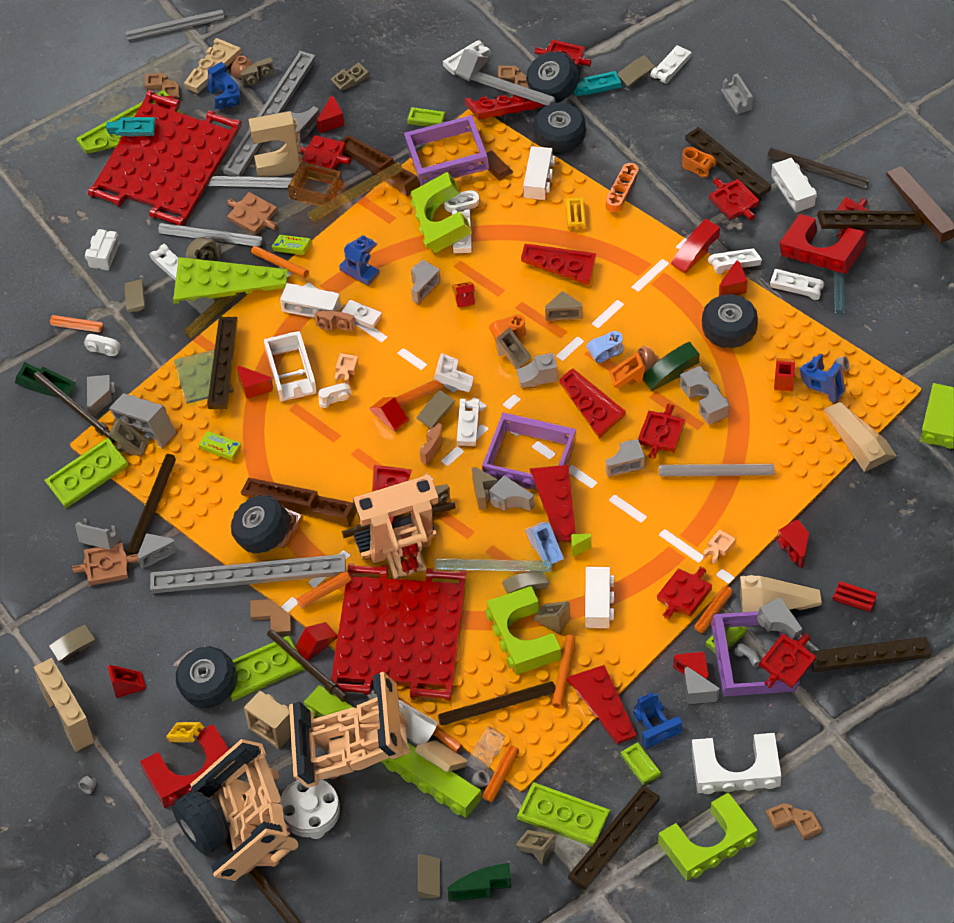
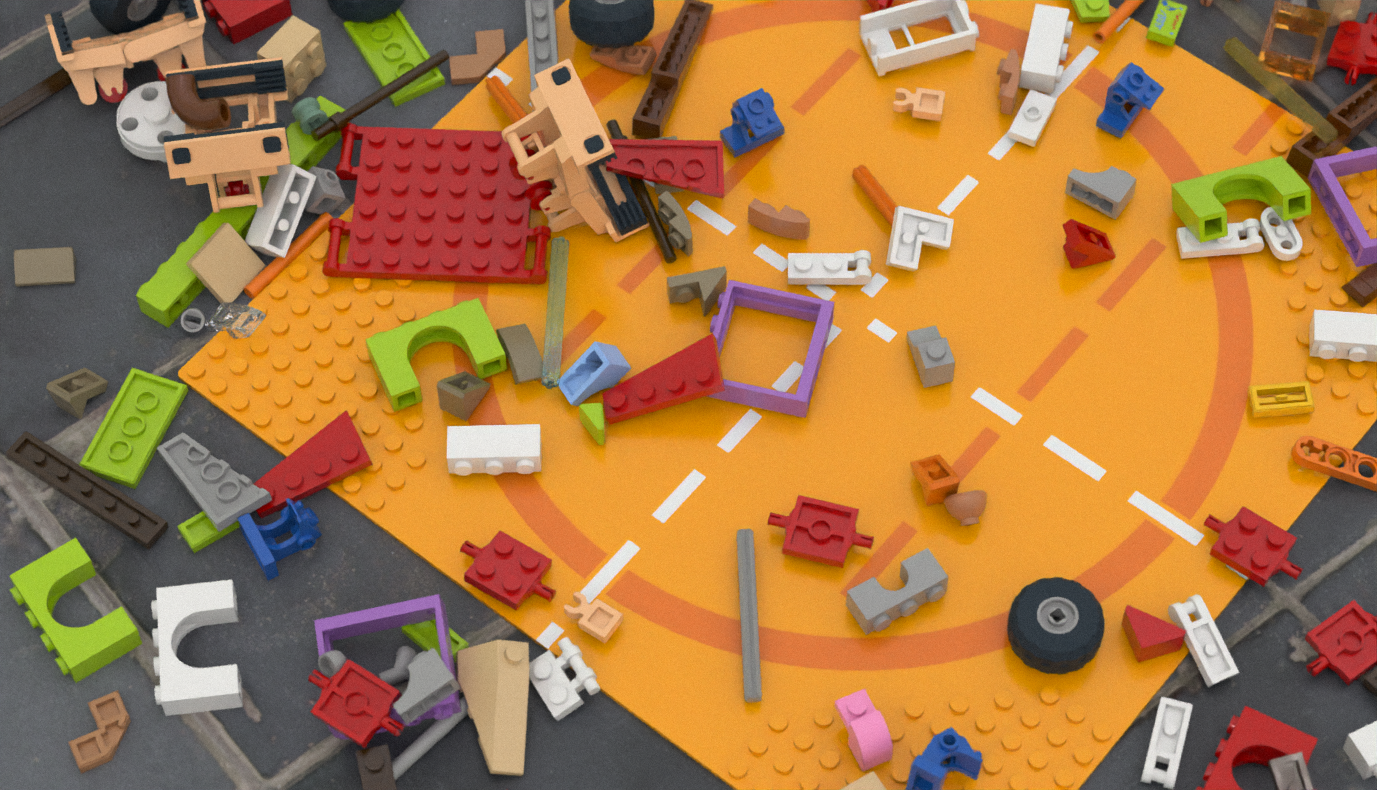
camera: 85 degrees right, 5 degrees up
(315, 639) = (433, 108): red slope -> none
(327, 700) = (309, 114): none -> sand green wheel
(331, 756) = (193, 110): none -> reddish brown cylinder
(333, 394) = (864, 86): white plate -> none
(354, 450) = (753, 113): none -> blue tile
(390, 412) = (837, 165): red slope -> none
(435, 409) = (846, 220): dark tan slope -> none
(480, 882) = (25, 330): dark green slope -> none
(496, 703) = (315, 331): dark brown axle -> none
(500, 326) = (1013, 310): orange piece -> none
(500, 773) = (197, 341): orange axle -> none
(509, 494) = (686, 321): light grey arch -> none
(510, 345) = (969, 311): dark tan slope -> none
(563, 262) = (1166, 382): red wing -> none
(563, 308) = (1066, 381): dark tan slope -> none
(563, 671) = (368, 412): orange piece -> none
(592, 403) = (866, 440): red wing -> none
(603, 348) = (988, 447): light blue piece -> none
(618, 756) = (212, 482): none -> light grey wing
(628, 459) = (764, 483): light grey arch -> none
(671, 366) = (955, 543): dark green slope -> none
(672, 232) = (1253, 546): none -> red plate
(695, 661) = (370, 589): red slope -> none
(696, 246) = (1223, 576): red slope -> none
(698, 688) = (338, 590): light grey slope -> none
(714, 608) = (484, 617): orange axle -> none
(759, 674) = (331, 662): none -> light grey hinge
(766, 567) = (553, 683): none -> white plate
(784, 374) = (954, 708): red slope -> none
(795, 541) = (610, 734): red slope -> none
(799, 410) = (866, 729): none -> bright pink brick

